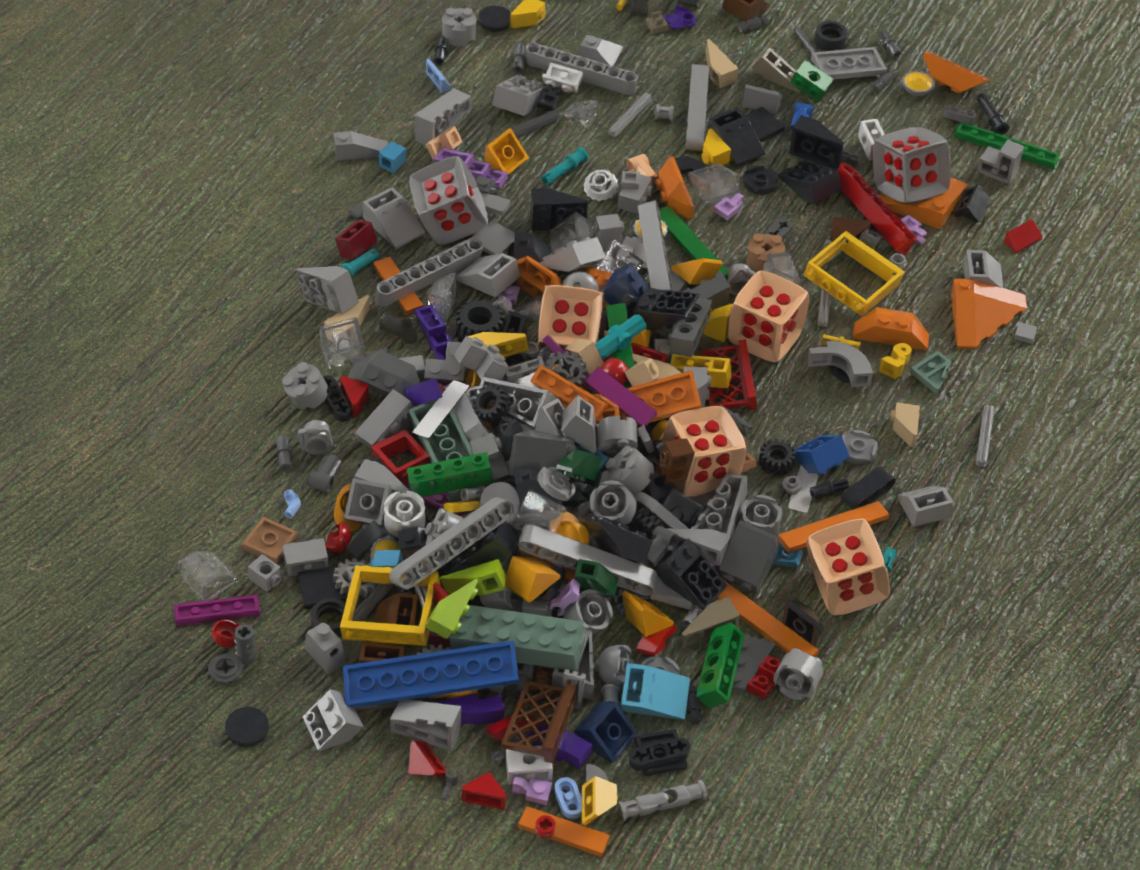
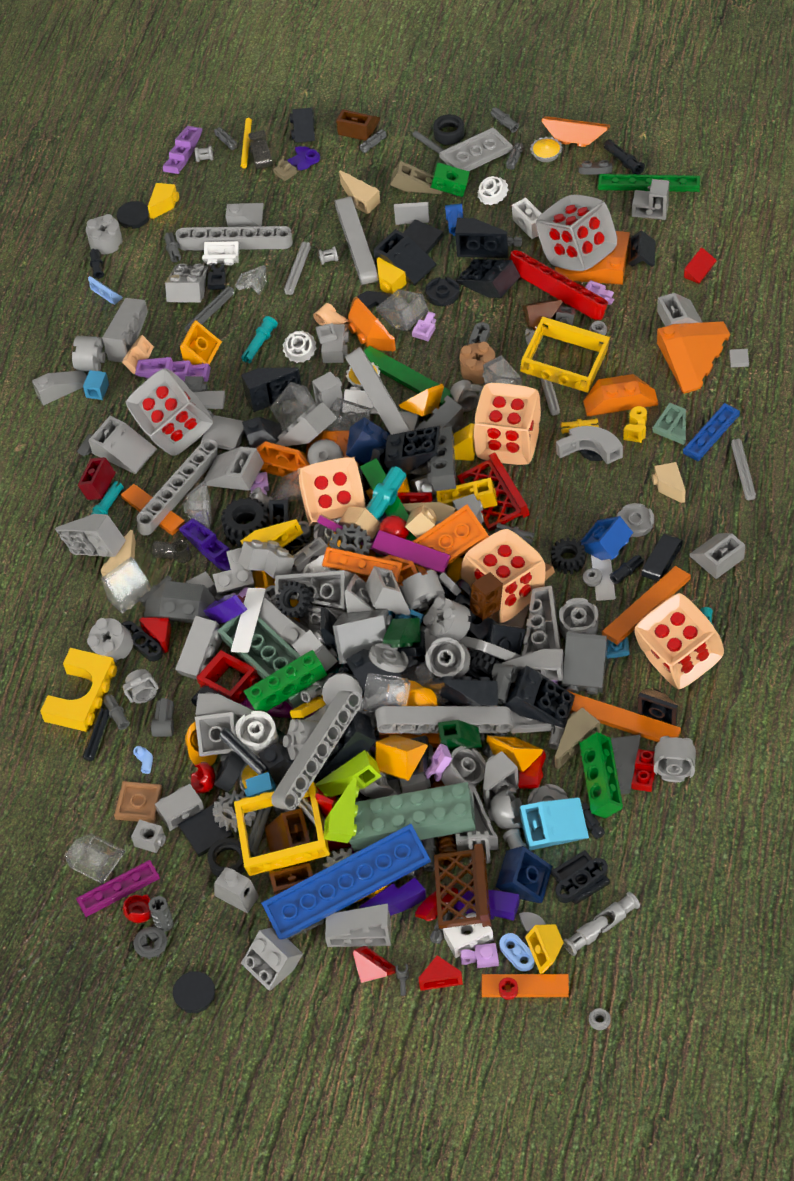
camera: 10 degrees left, 5 degrees up
(250, 442) = (81, 712): none -> yellow arch
(256, 467) = (96, 734): none -> black axle
(383, 523) = (243, 751): none -> black axle
(397, 126) = (88, 353): none -> light grey brick
(619, 629) = (499, 776): none -> light grey slope
(849, 103) = (492, 190): none -> white piece
(968, 391) = (711, 432): none -> blue tile

